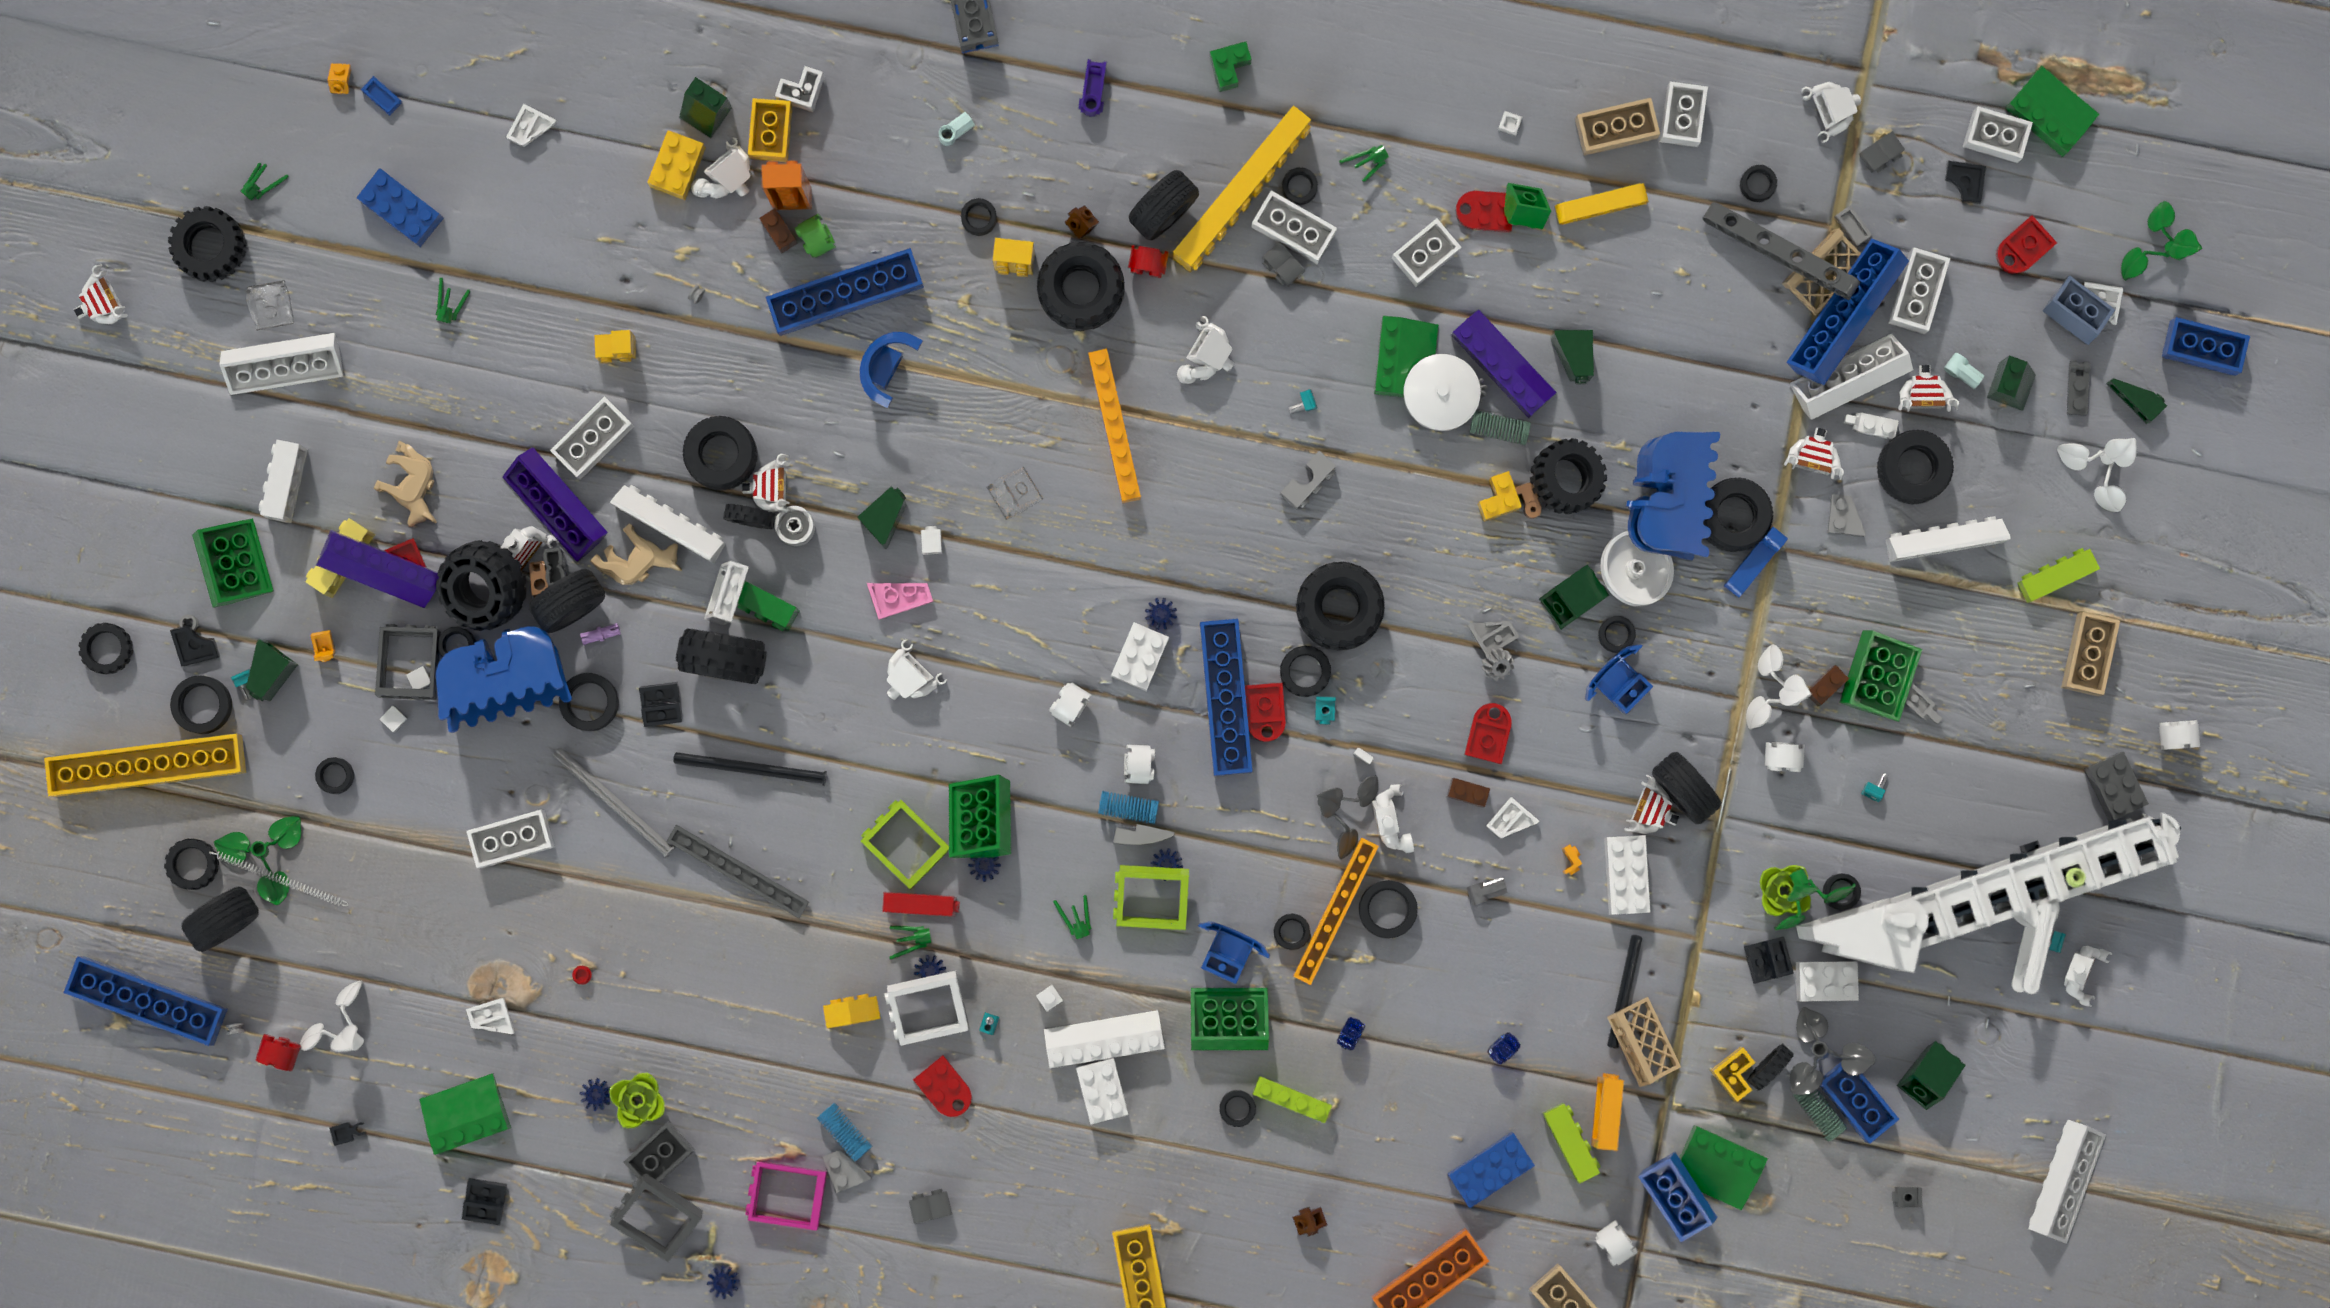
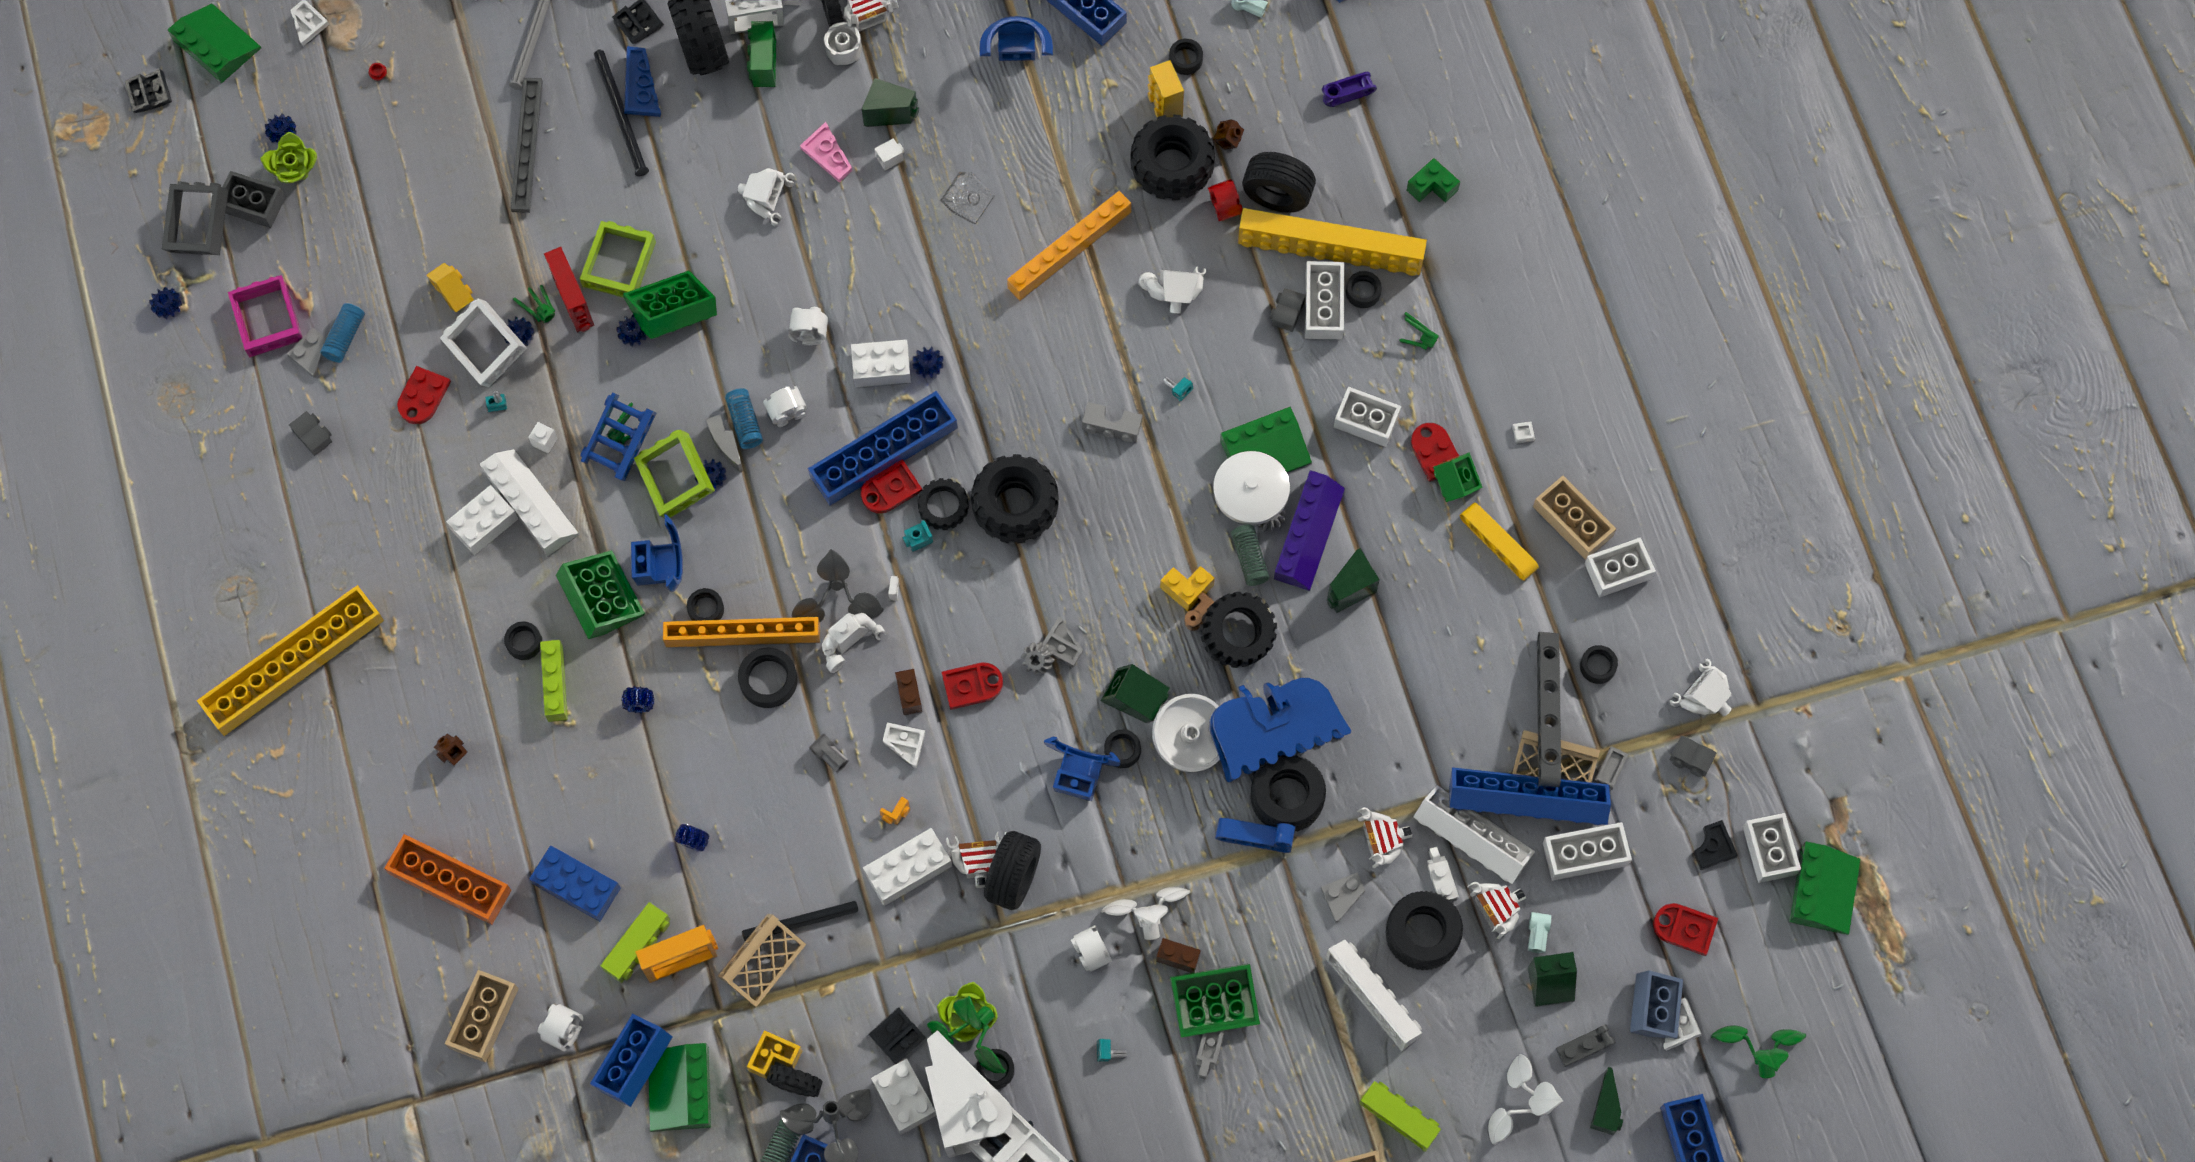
camera: 65 degrees right, 15 degrees down
(736, 738) = (639, 85): none -> blue wing
(1108, 927) = (637, 435): none -> blue fence

